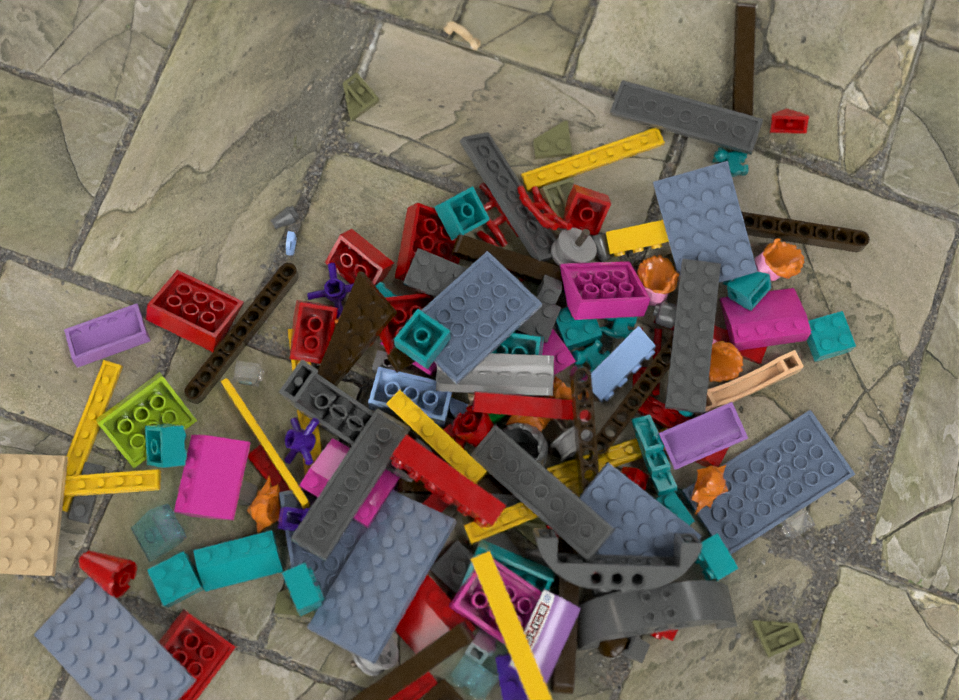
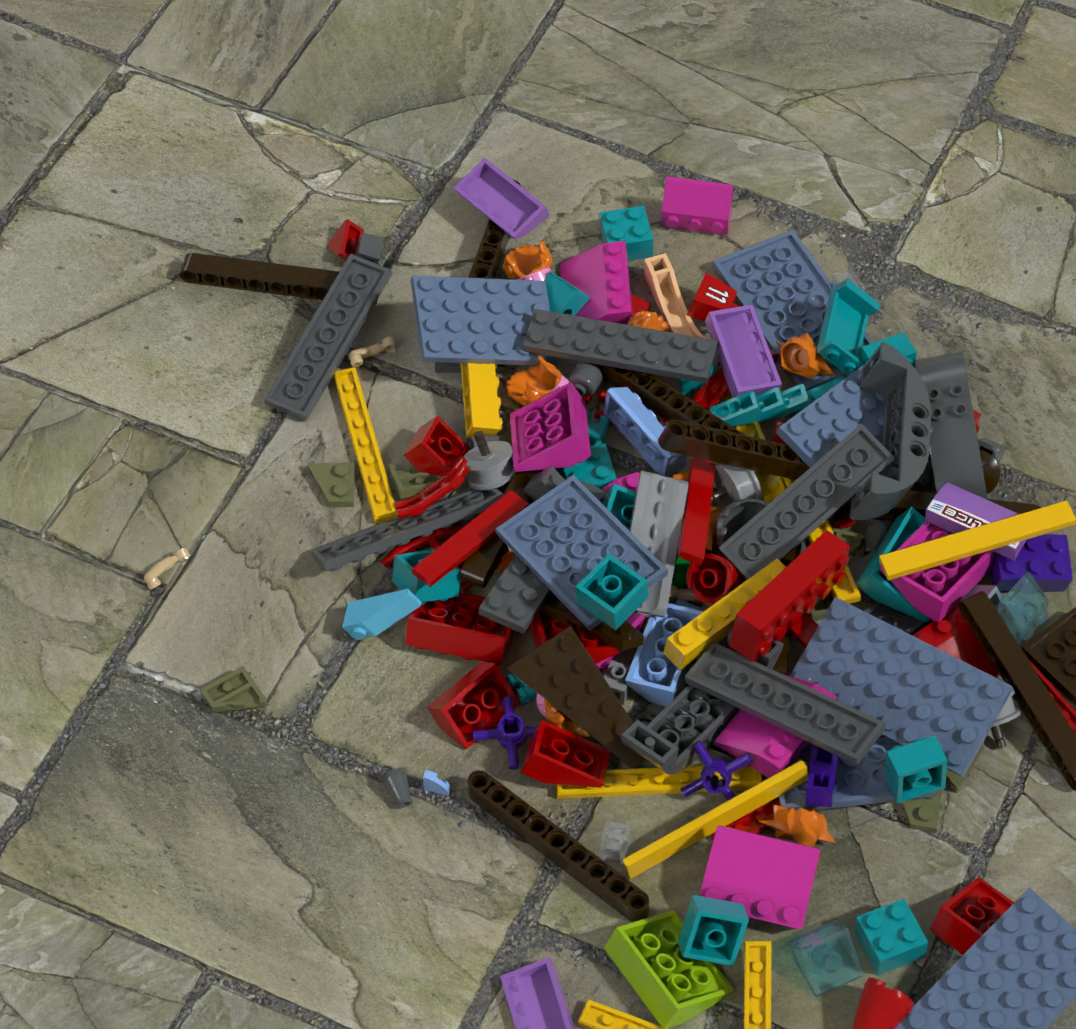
camera: 80 degrees left, 20 degrees down
(193, 310) = (520, 903): red slope -> none
(238, 561) = (865, 861): teal slope -> none
(425, 181) = (375, 614): none -> medium azure slope
(487, 237) = (468, 539): none -> red tile
(591, 355) = (631, 461): teal animal -> none
(673, 140) = (356, 356): none -> tan arm
(734, 161) = (393, 302): teal animal -> none
(741, 519) = (845, 326): none -> teal panel
(764, 412) = (711, 296): none -> red torso
(777, 636) = (976, 322): olive wing -> none
(779, 136) = (369, 247): none -> dark grey brick
(841, 230) = (502, 199): none -> medium lavender slope
(864, 391) = (697, 205): none -> dark pink slope

